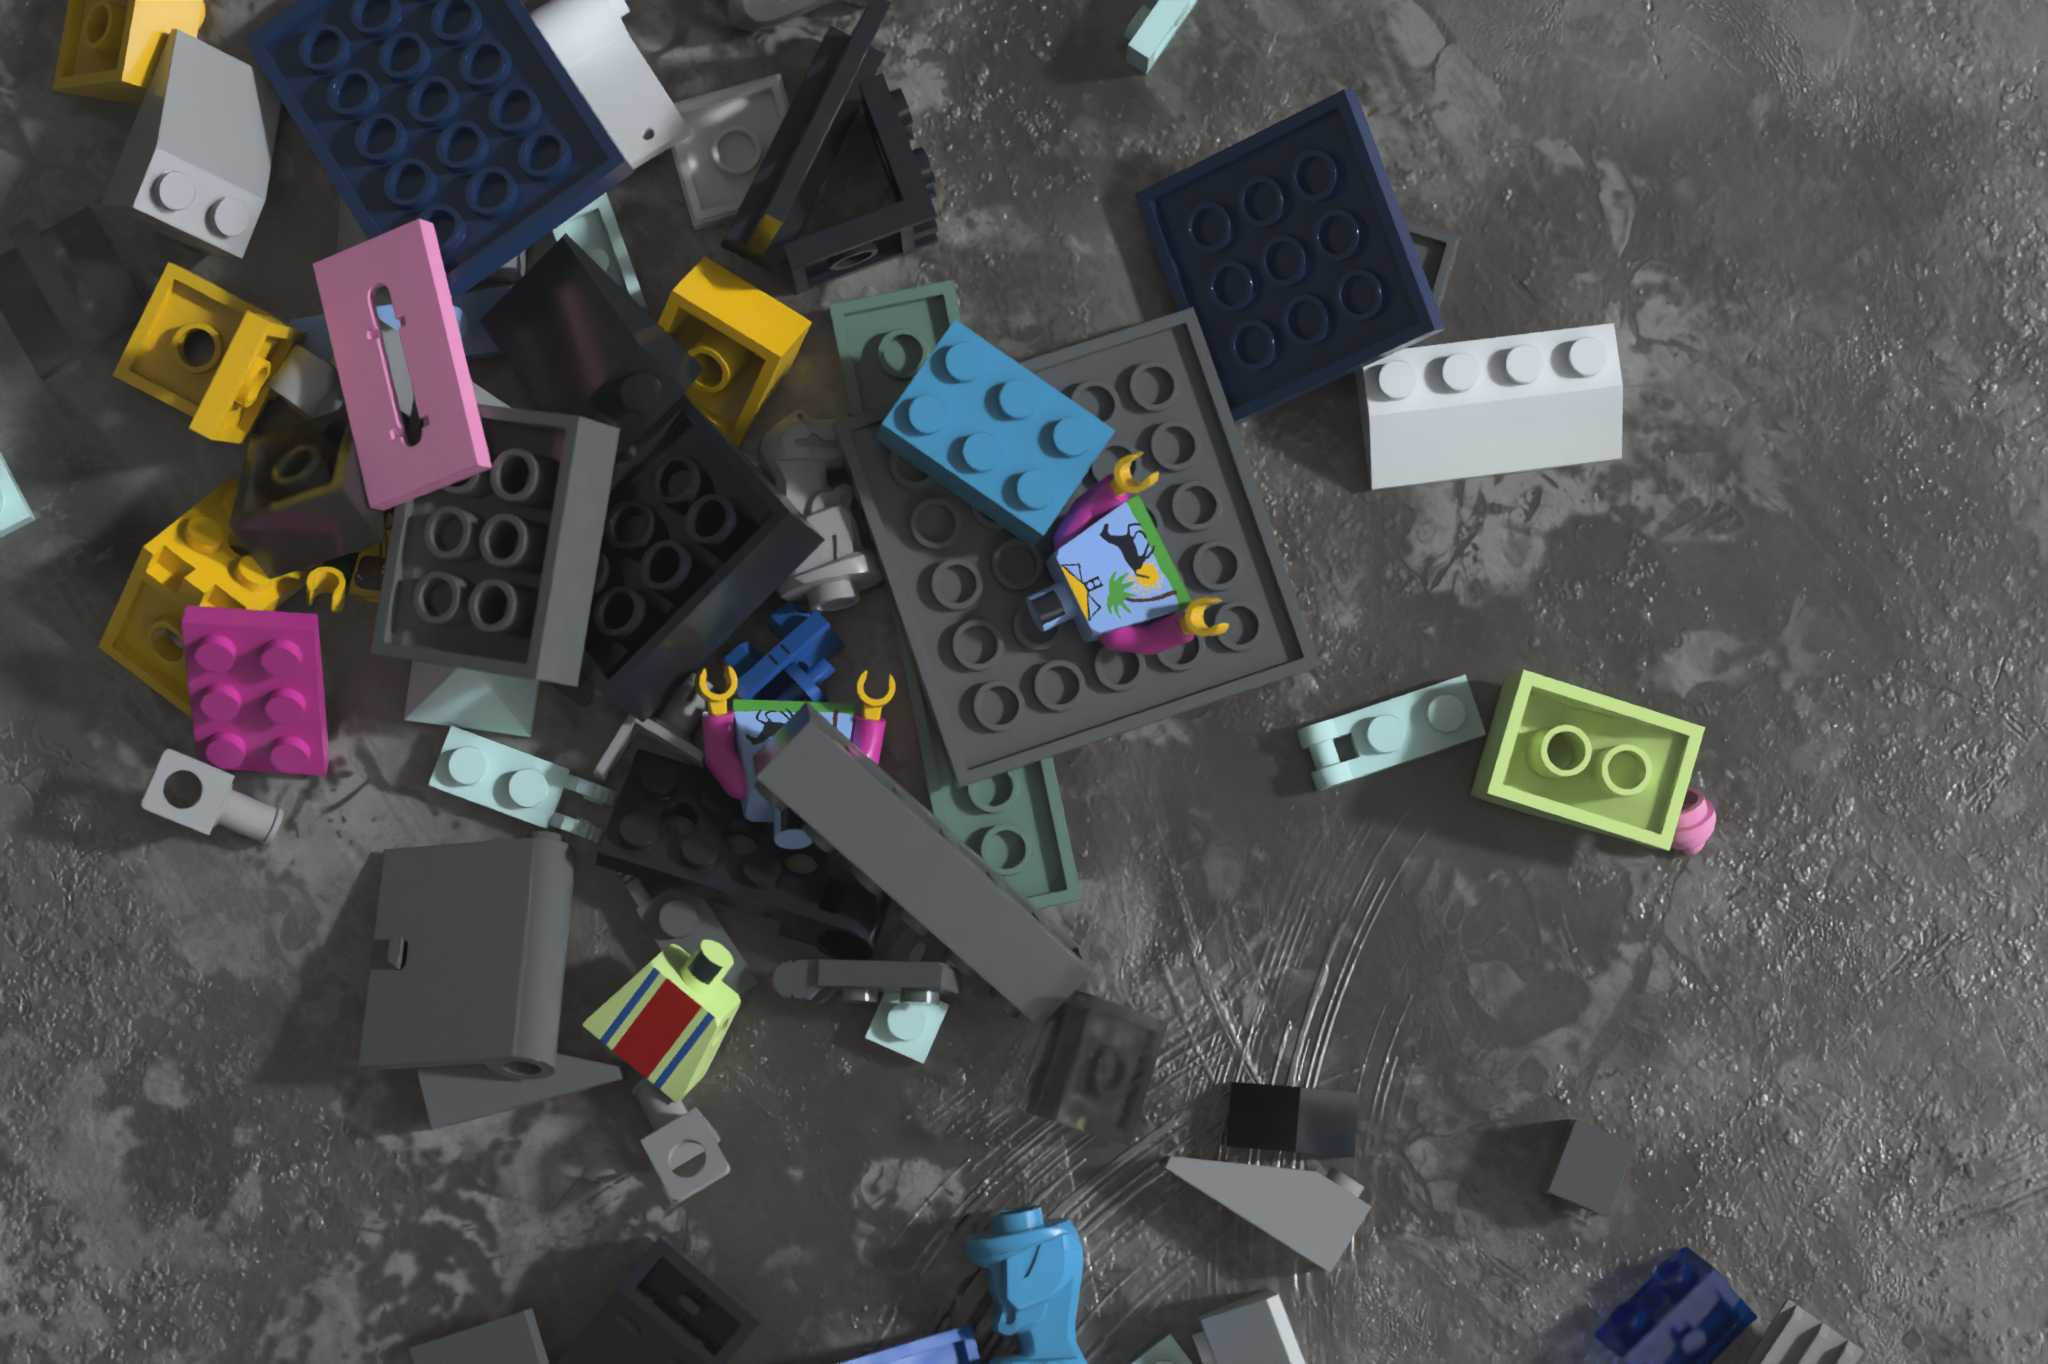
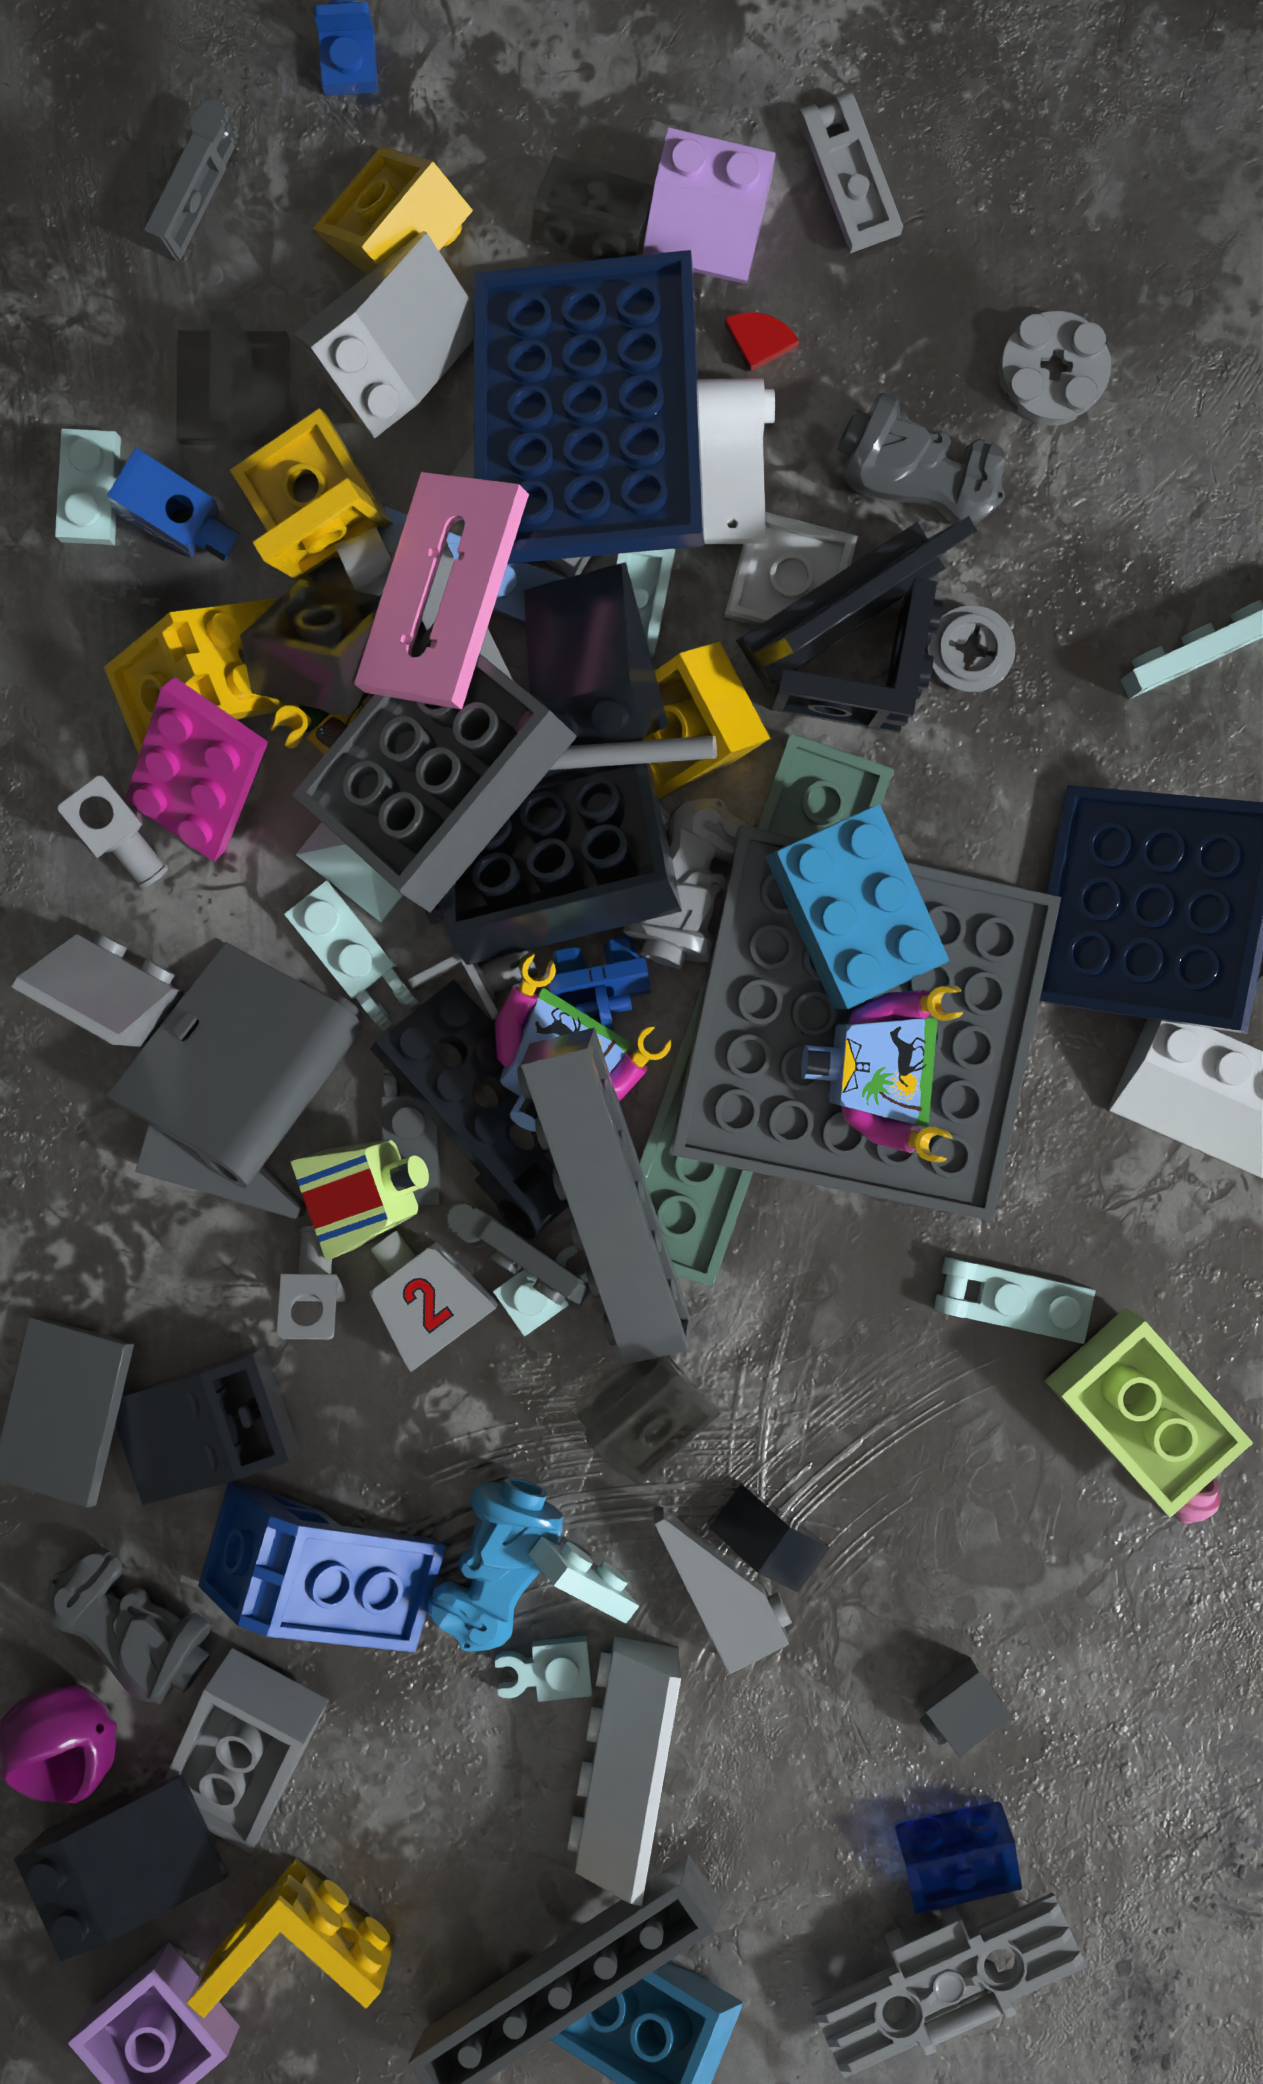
camera: 35 degrees right, 5 degrees up
(50, 443) = (152, 494): none -> blue torso
(293, 962) = (102, 989): none -> light grey slope
(688, 410) = (638, 752): none -> light grey bar
(800, 1083) = (426, 1298): none -> light grey torso
(975, 94) = (993, 637): none -> light grey gear
(1107, 1260) = (577, 1575): none -> light aqua plate

